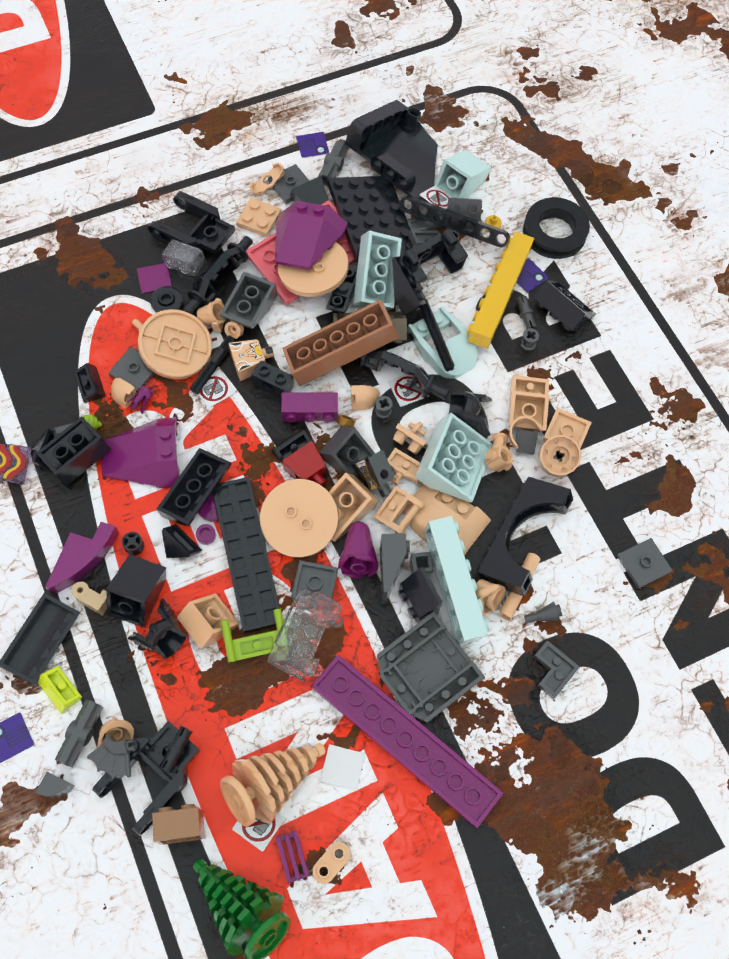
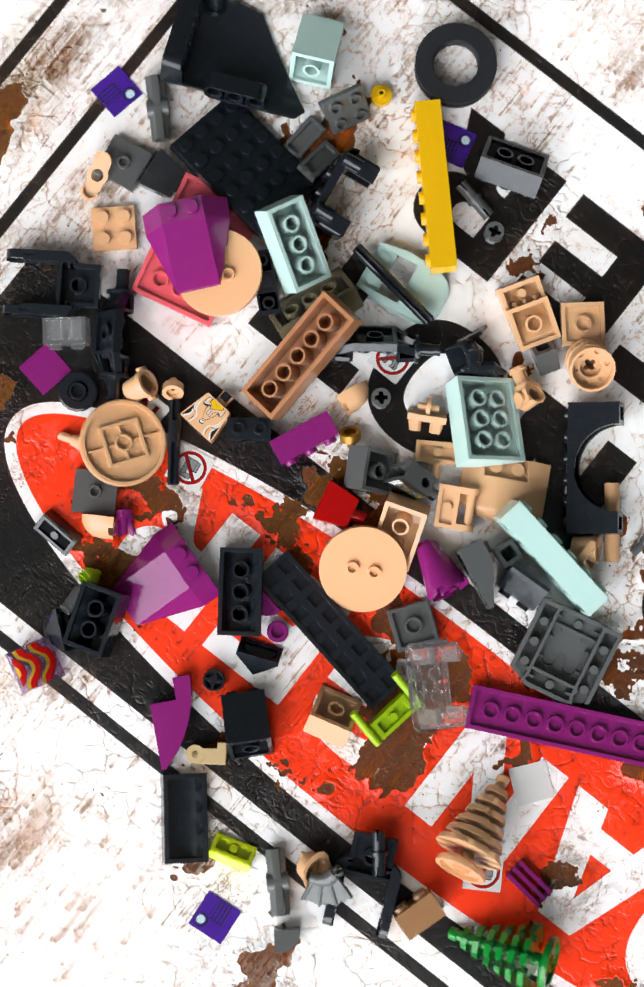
camera: 25 degrees left, 20 degrees up
(164, 635) = (301, 754): black helmet -> none
(249, 300) = (172, 351): dark grey slope -> none
(291, 445) = (309, 491): black slope -> none
(332, 863) = (565, 870): light nougat plate -> none
(405, 289) = (337, 252): black slope -> none
(436, 196) = (304, 96): sticker -> none
(462, 221) = (349, 120): black beam -> none
(522, 419) = (527, 349): light nougat helmet -> none

